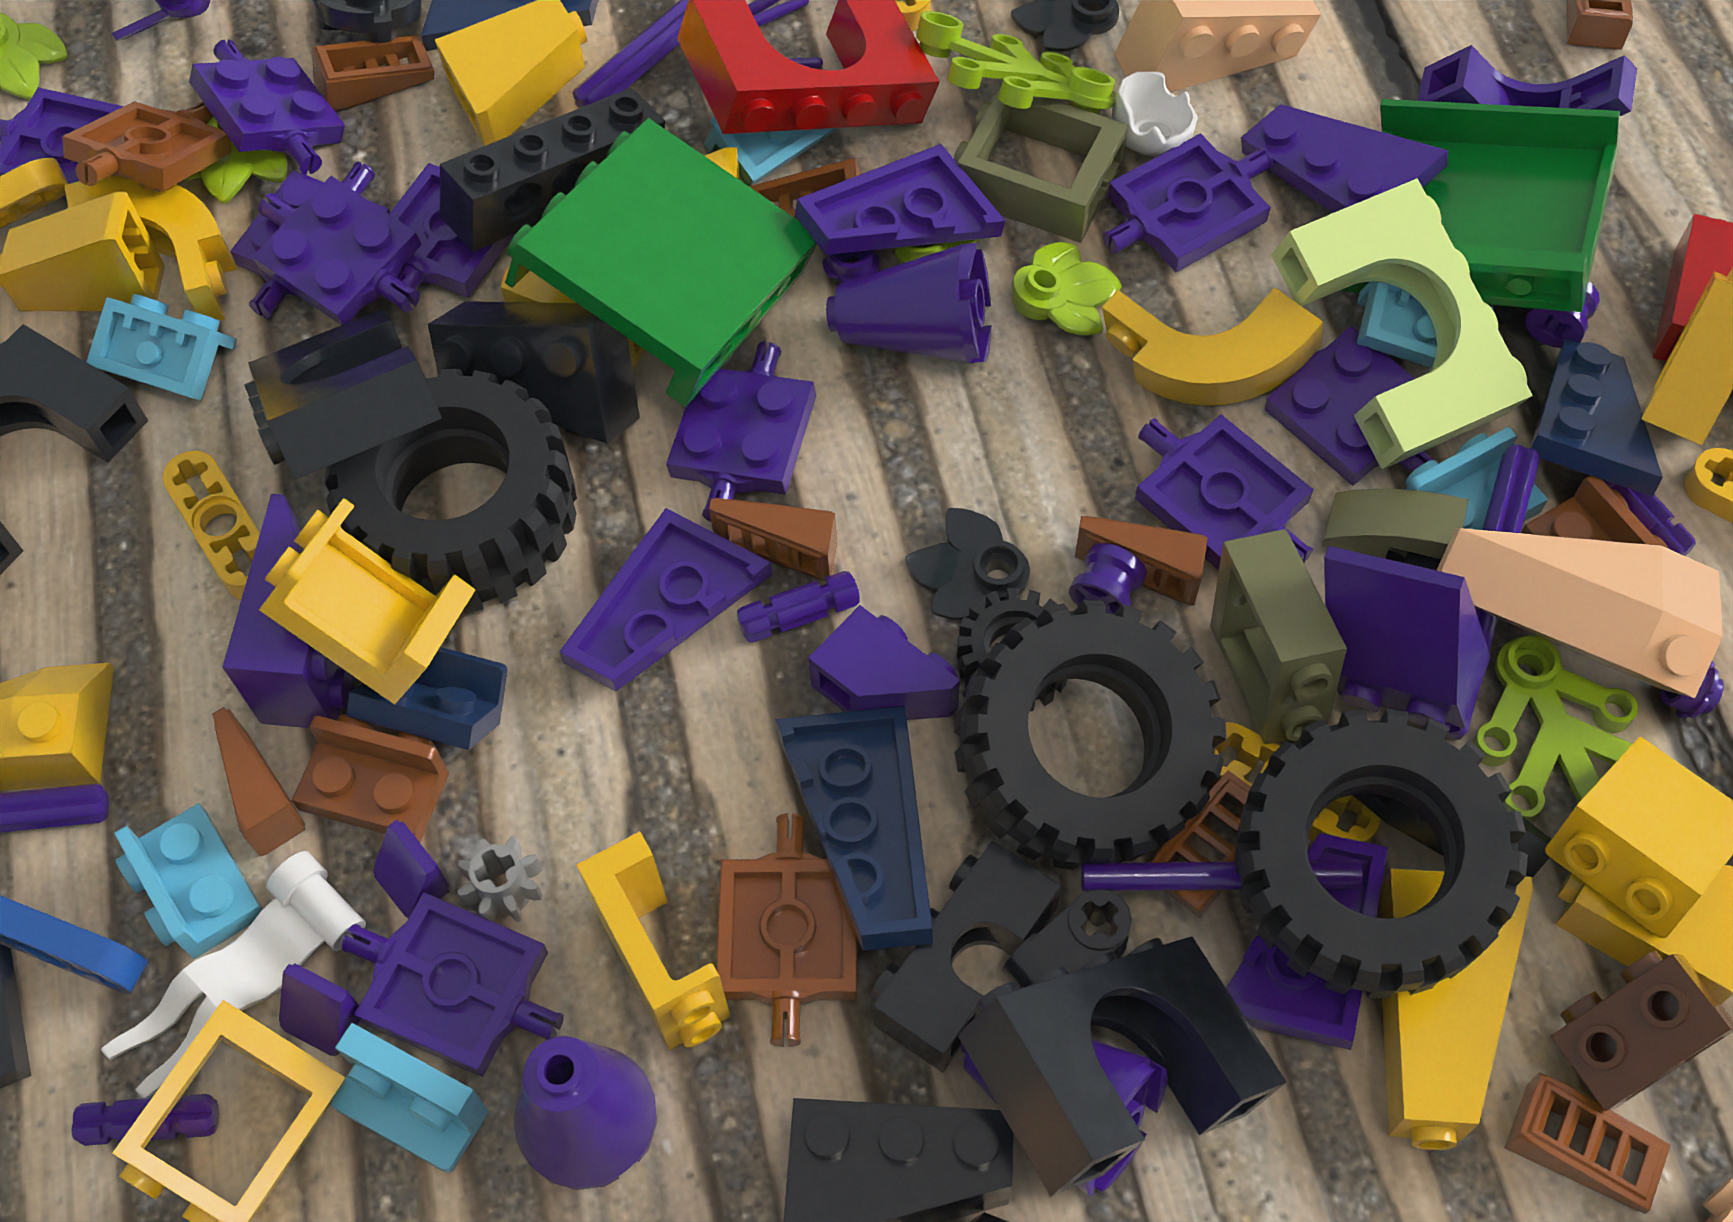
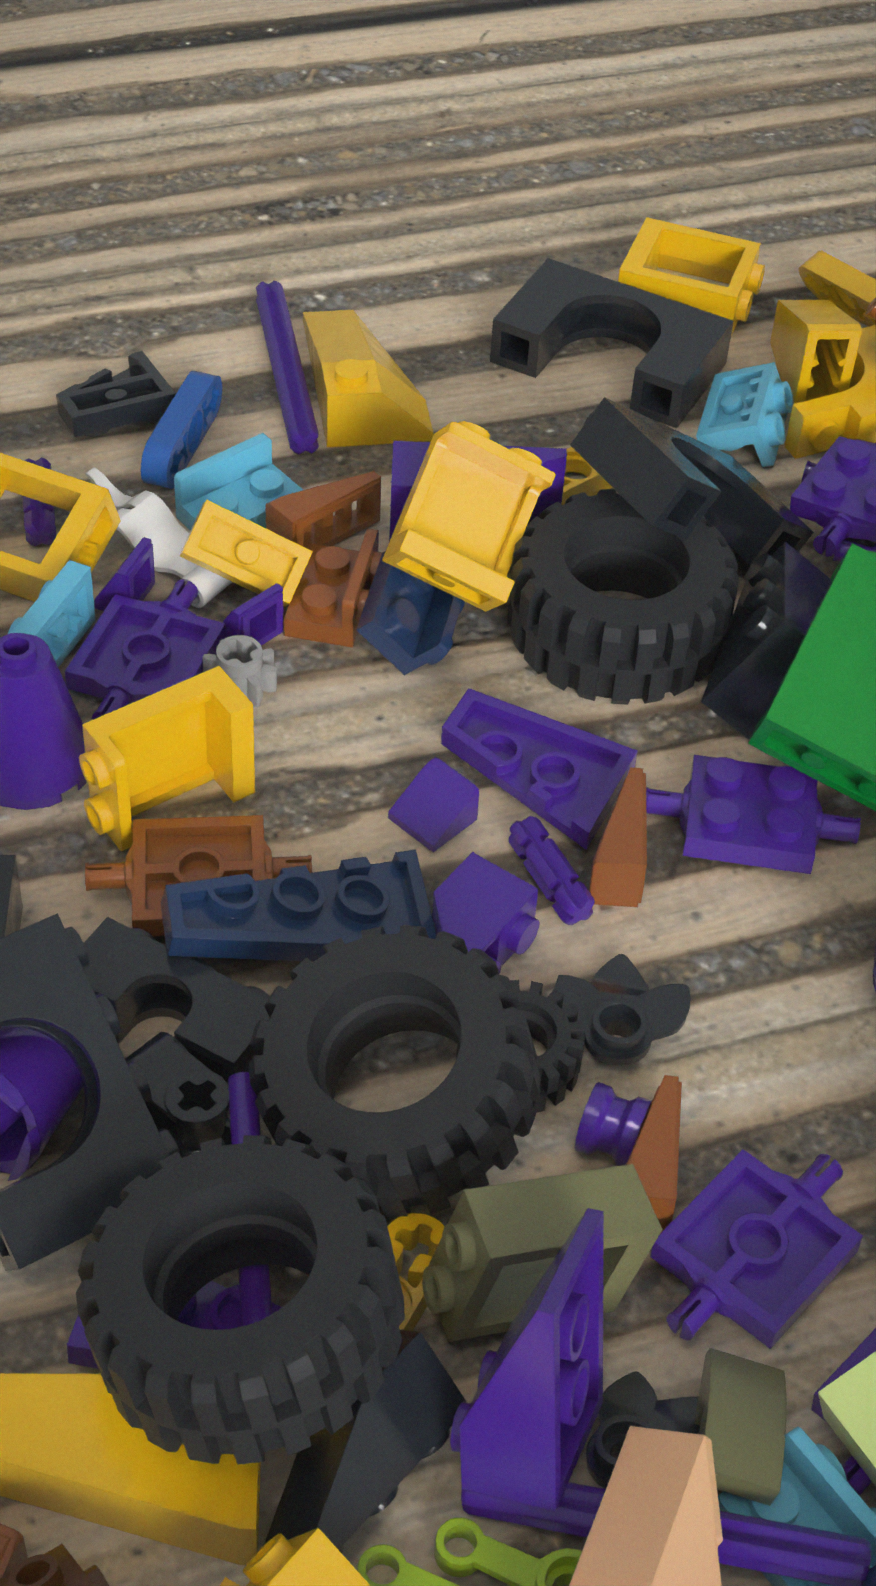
camera: 80 degrees right, 15 degrees down
(328, 860) = (244, 551): none -> yellow plate
(708, 701) = (436, 805): none -> dark purple slope

